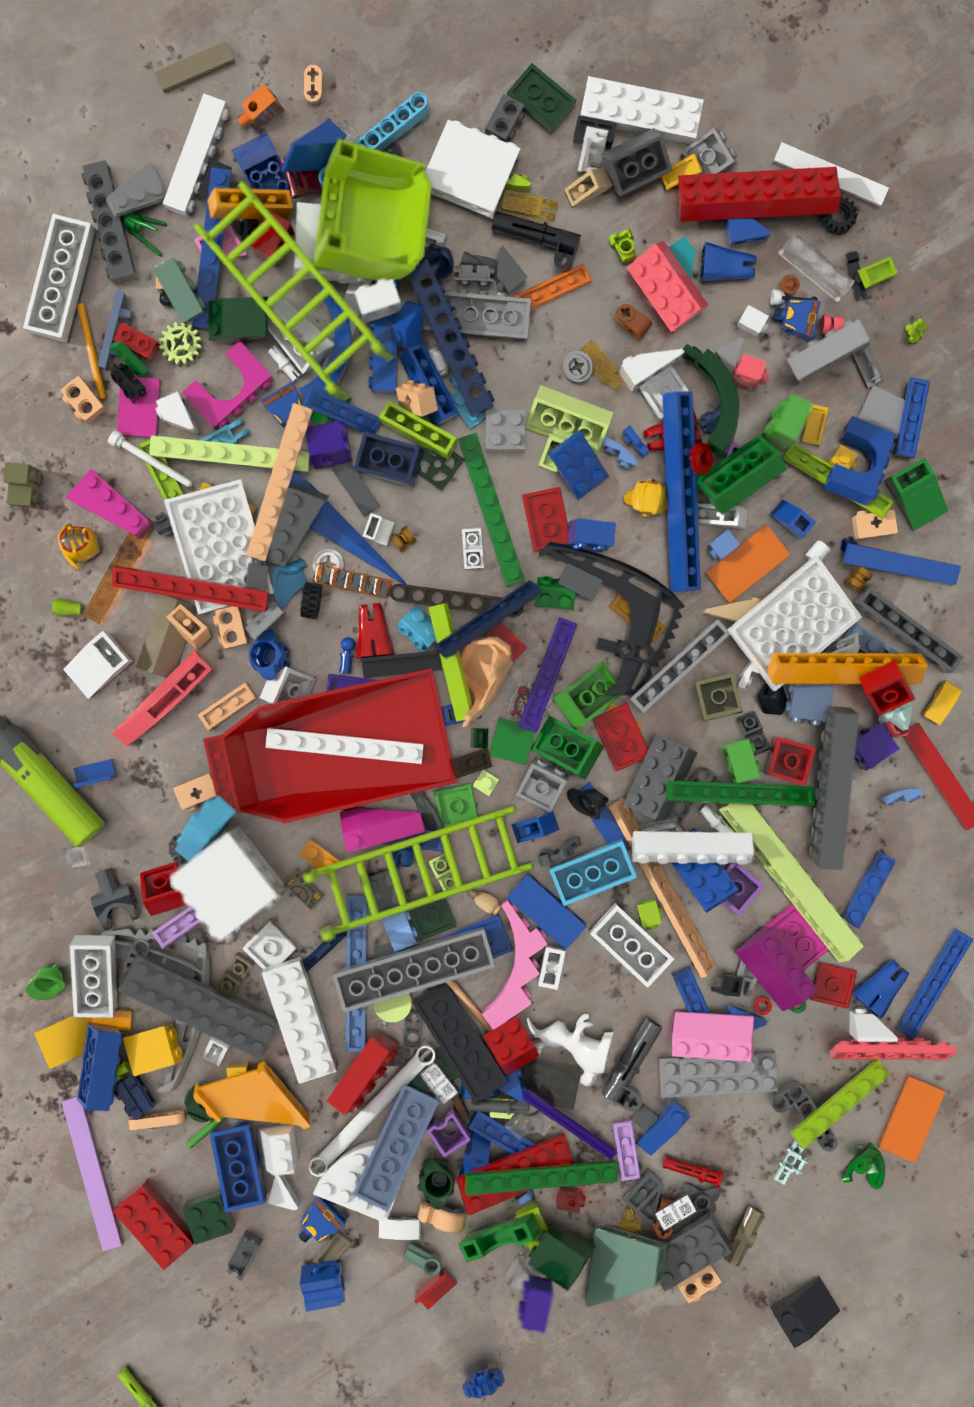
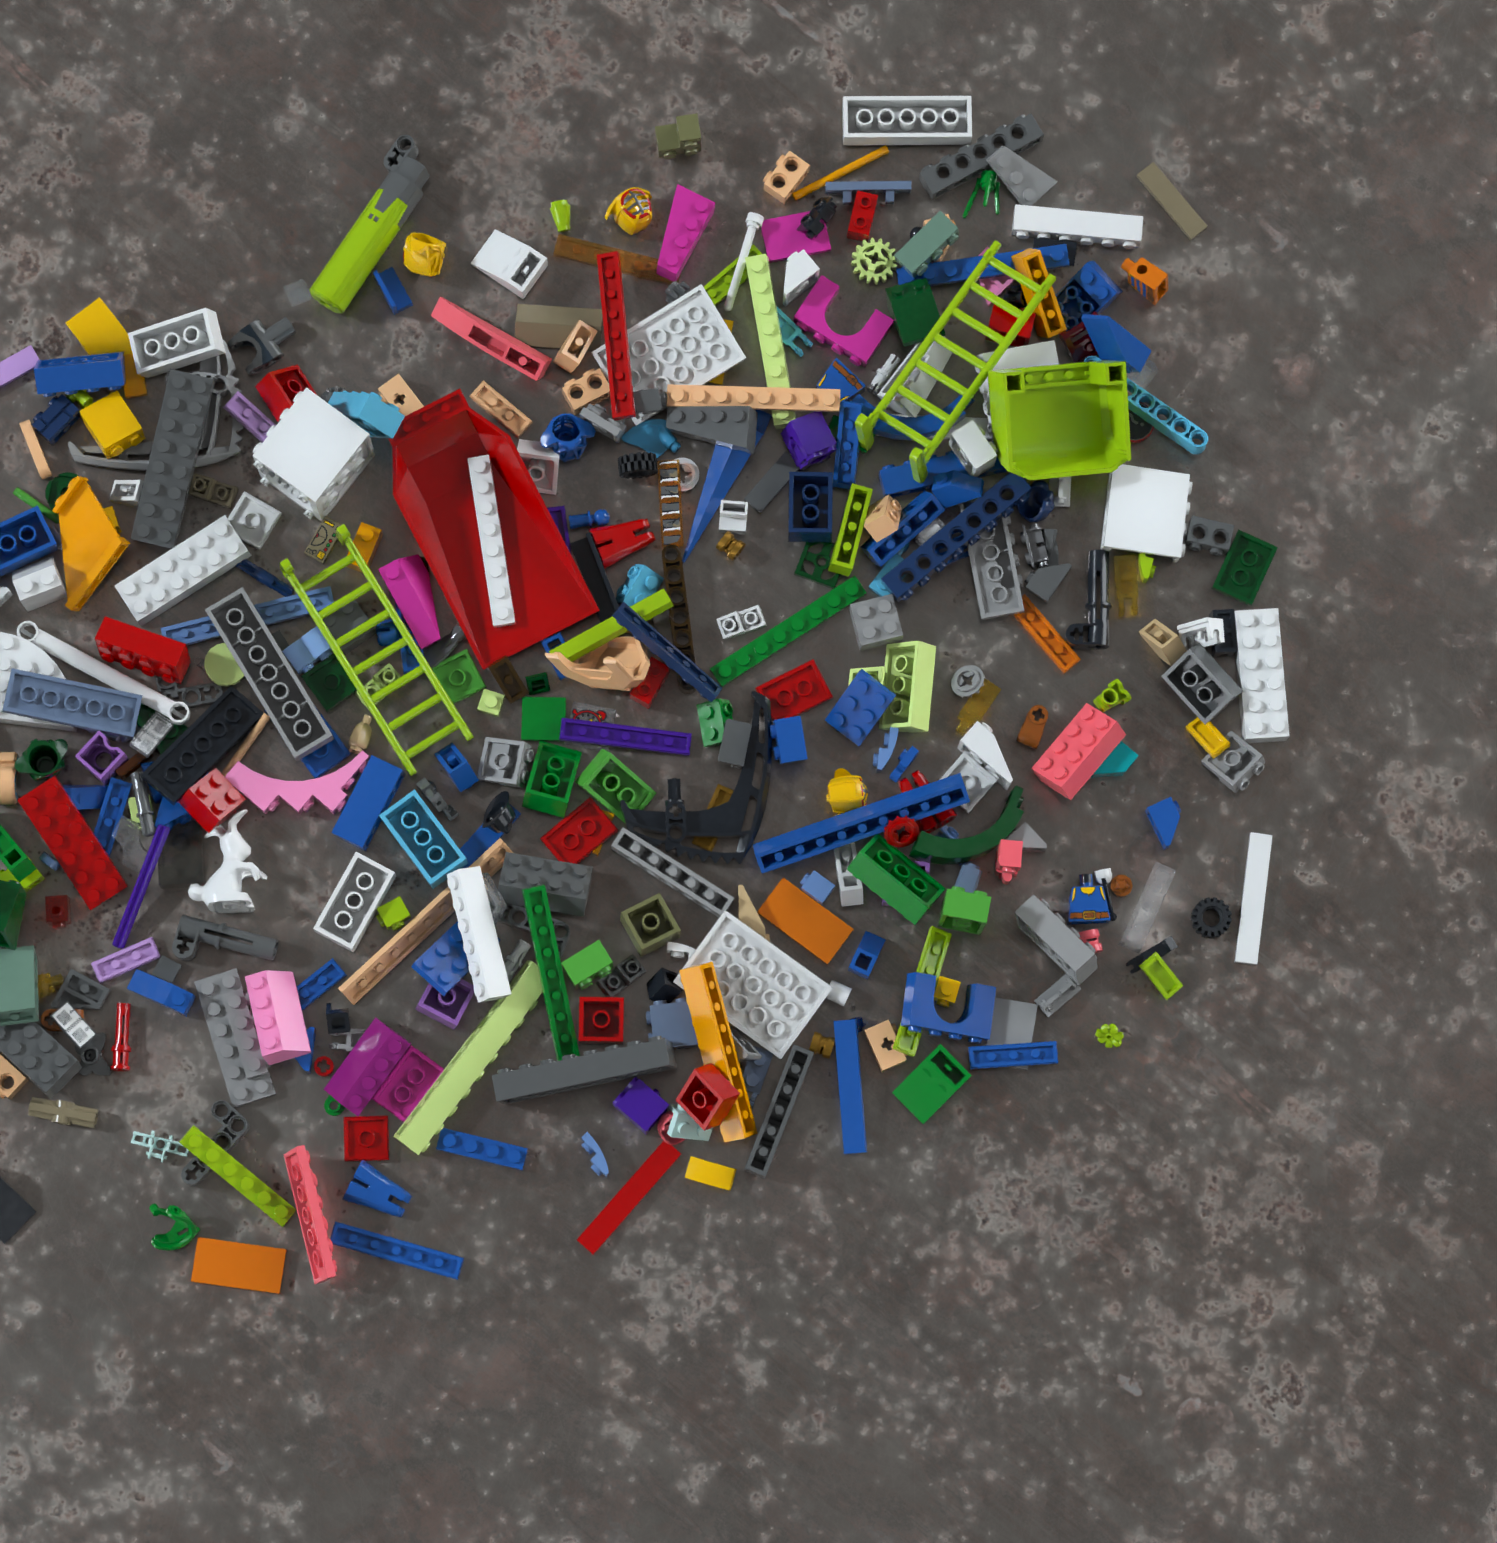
camera: 70 degrees right, 10 degrees down
(46, 983) = (154, 296): bright green piece -> none
(70, 738) = (423, 254): none -> yellow piece
(129, 358) = (843, 212): green tile -> none
(308, 84) = (1189, 332): light nougat beam -> none
(540, 1177) = (76, 870): green plate -> none
(551, 967) = (308, 822): white brick -> none
(724, 263) = (1123, 809): blue piece -> none
(753, 321) = (1069, 855): white brick -> none
(755, 414) = (969, 877): none -> sand blue brick
(758, 194) = (1205, 820): red brick -> none
(815, 425) = (977, 954): yellow tile -> none
(868, 1028) = (331, 1185): white slope -> none

